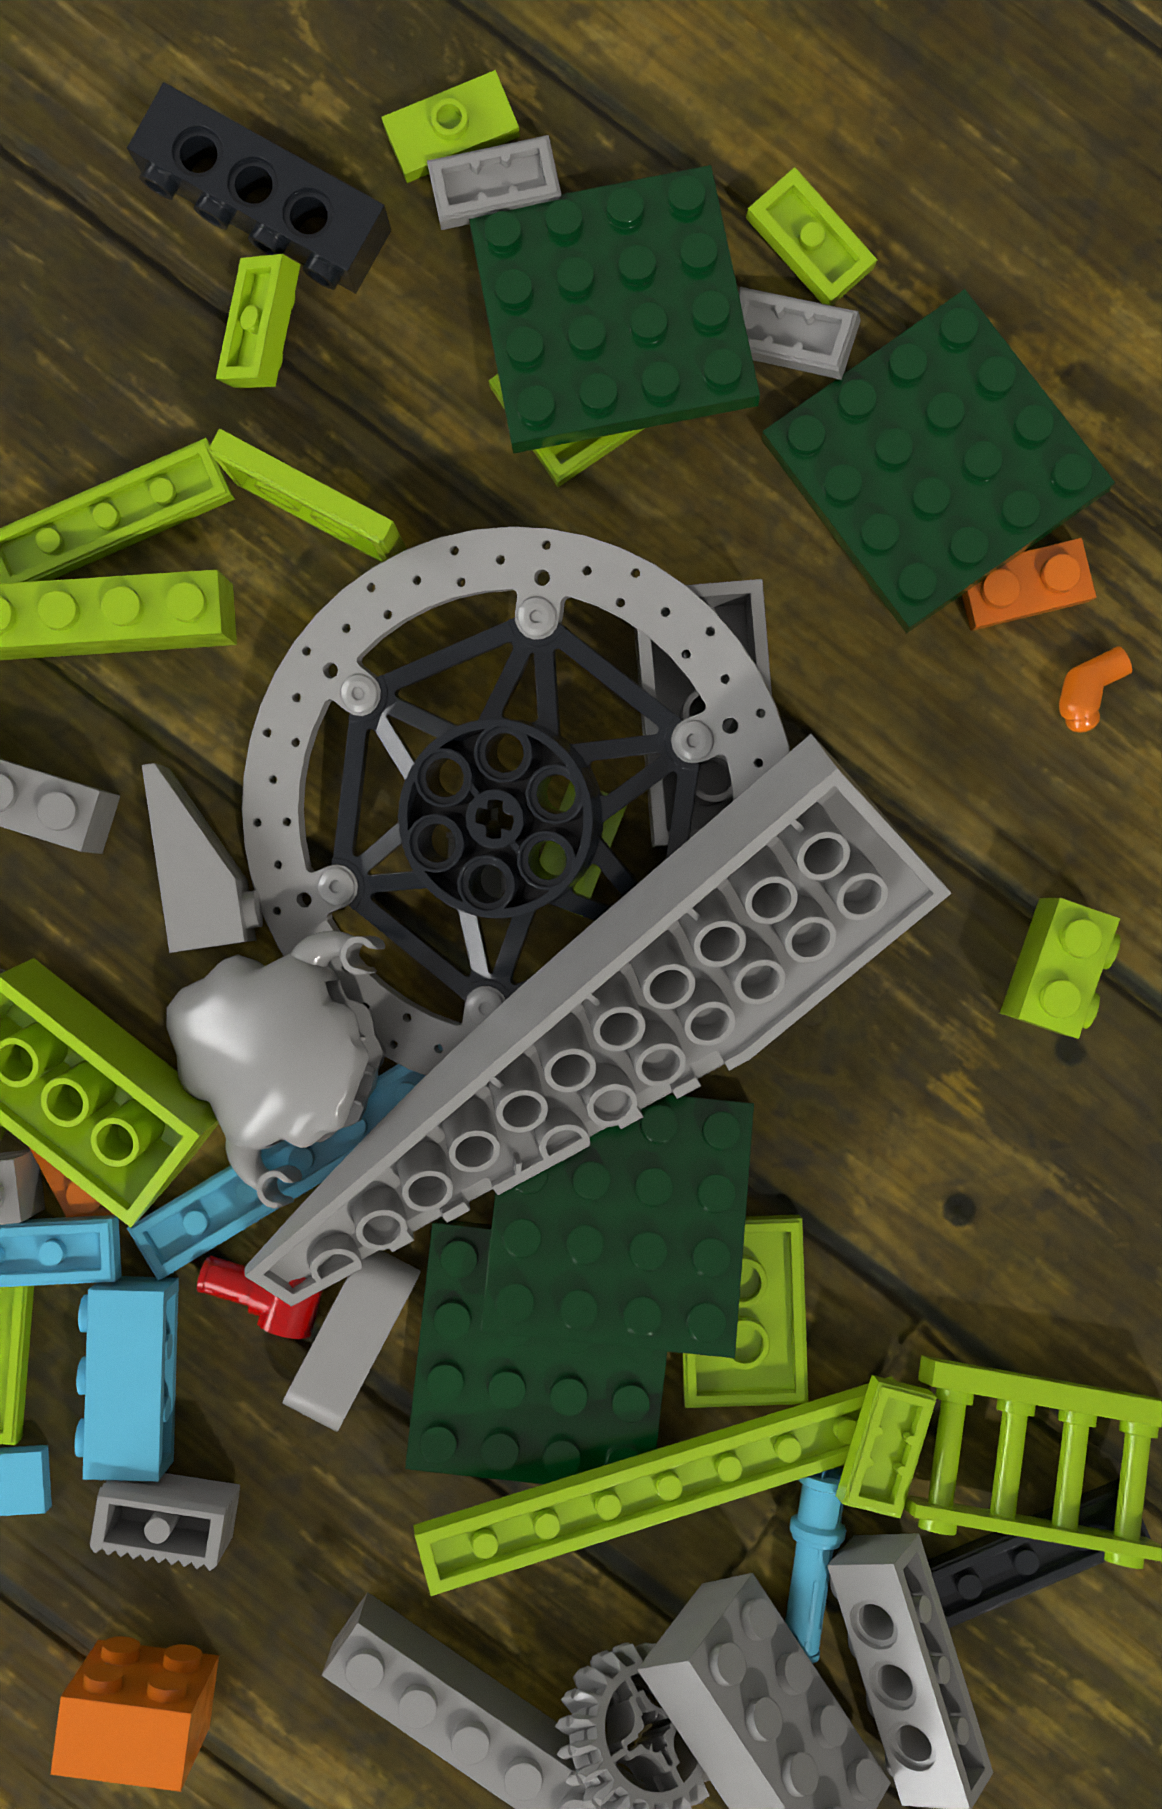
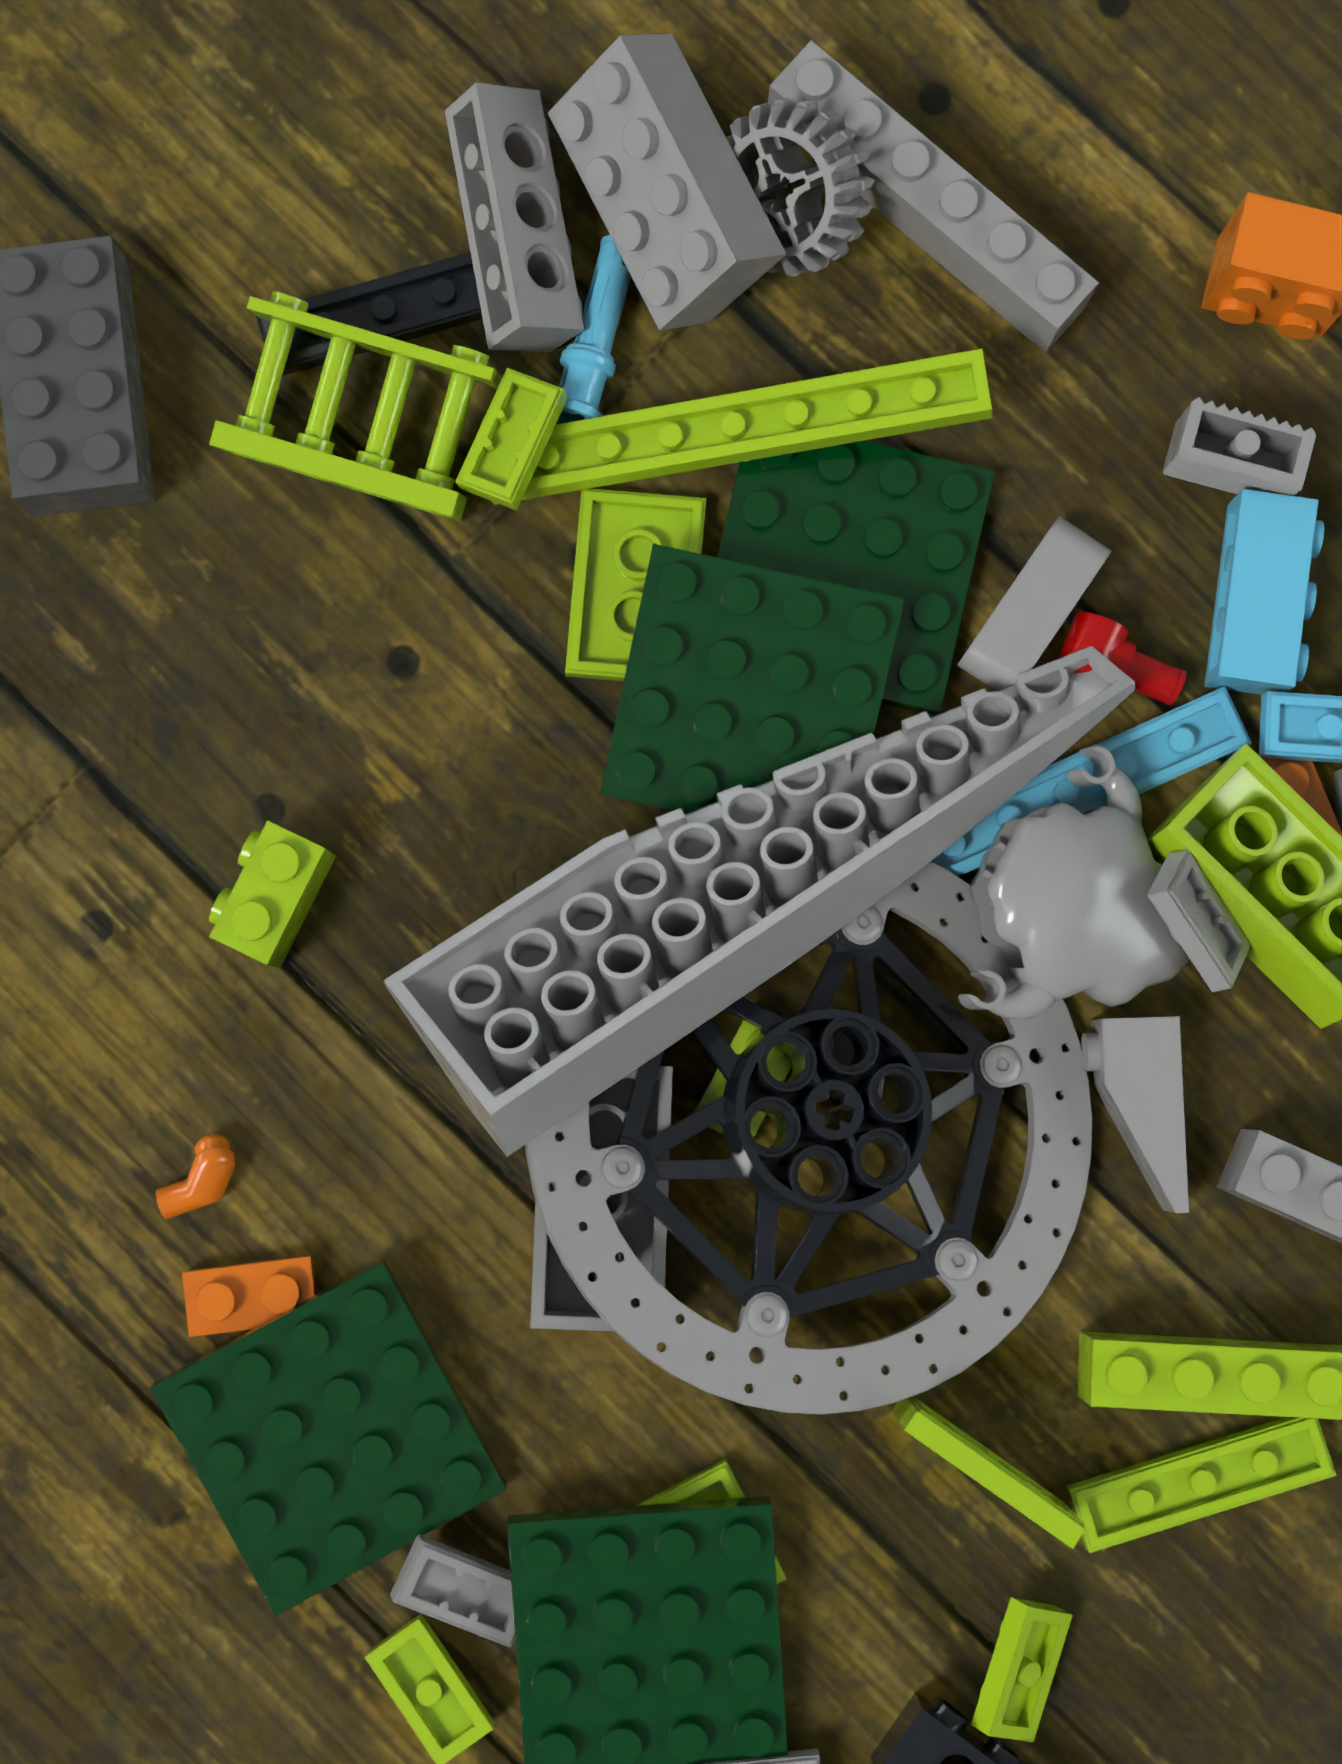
camera: 175 degrees left, 5 degrees down
(158, 1048) = (1199, 920): none -> light grey plate

